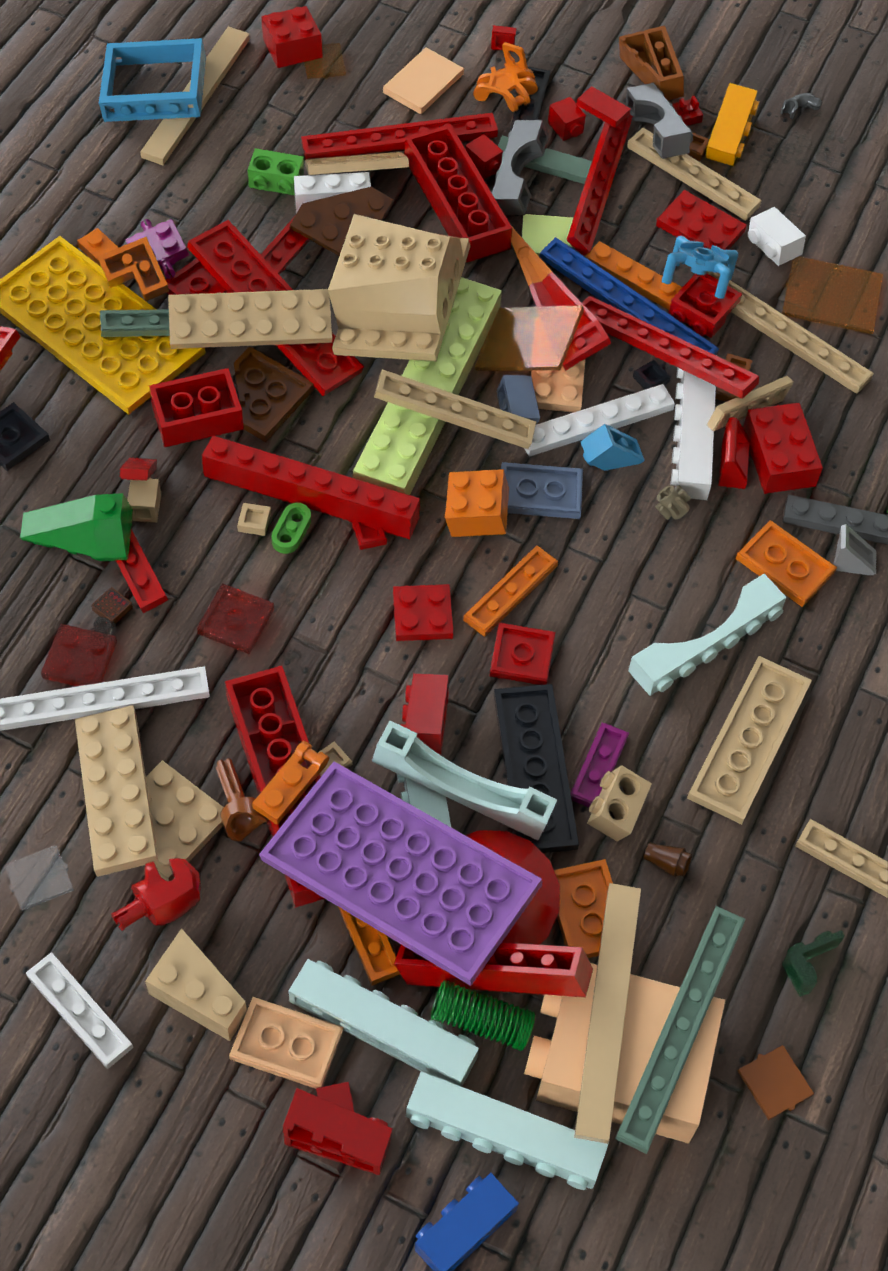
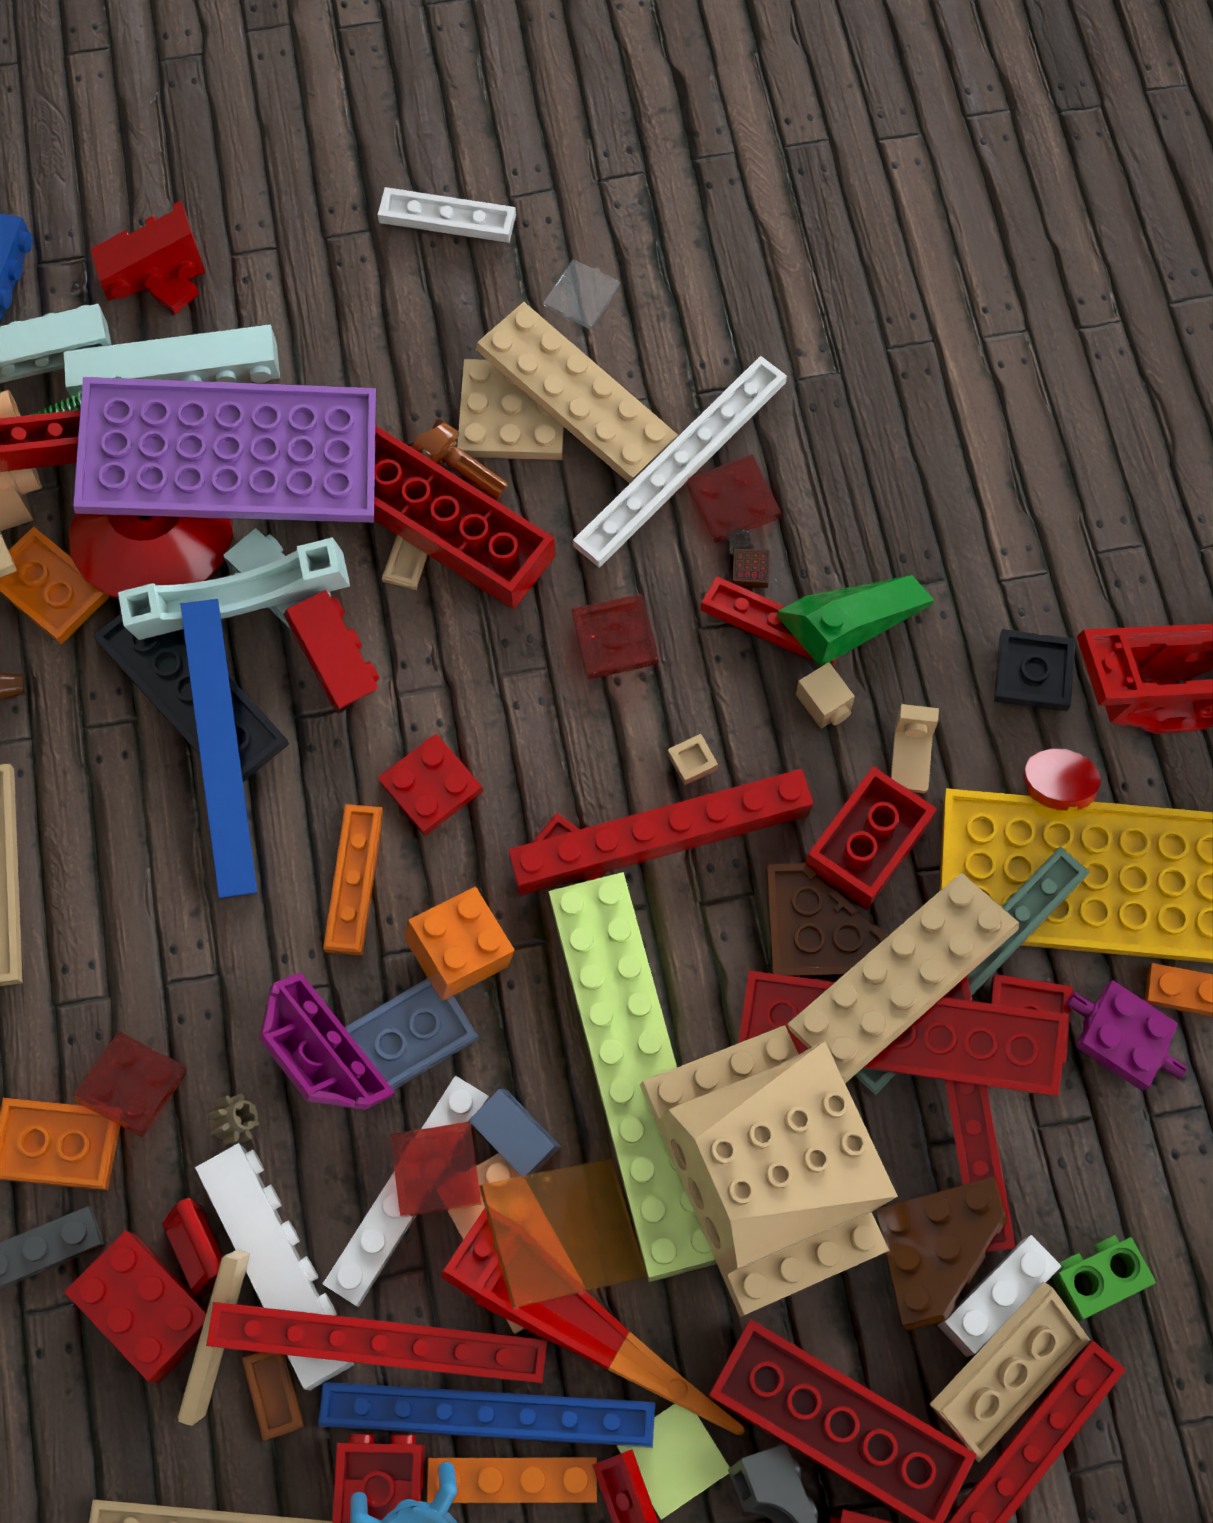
camera: 150 degrees right, 10 degrees up
(60, 371) = (1061, 779): none -> red tile
(121, 445) = (913, 746): none -> tan bracket
(137, 262) = (1104, 962): orange brick -> none
(138, 469) = (860, 717): red tile -> none
(162, 899) = (448, 326): red piece -> none
(196, 988) = (356, 285): tan wedge -> none
(286, 1043) = (253, 301): light nougat tile -> none
(290, 530) = (646, 779): bright green plate -> none
(290, 783) = (404, 477): orange plate -> none
(455, 409) = (563, 1028): tan plate -> none
(522, 654) = (290, 812): red tile -> none
(541, 704) = (218, 749): none -> blue tile
(575, 407) = (435, 1169): none -> clear red plate
(599, 760) = (128, 743): magenta tile -> none
(601, 491) = (318, 1049): none -> magenta wedge
(611, 449) = (354, 1148): dark azure slope -> none
(623, 806) = (75, 702): tan brick -> none
(651, 375) = (383, 1307): black tile -> none
(663, 663) = (58, 1044): light aqua arch -> none
(722, 560) = (130, 1084): none -> clear red plate

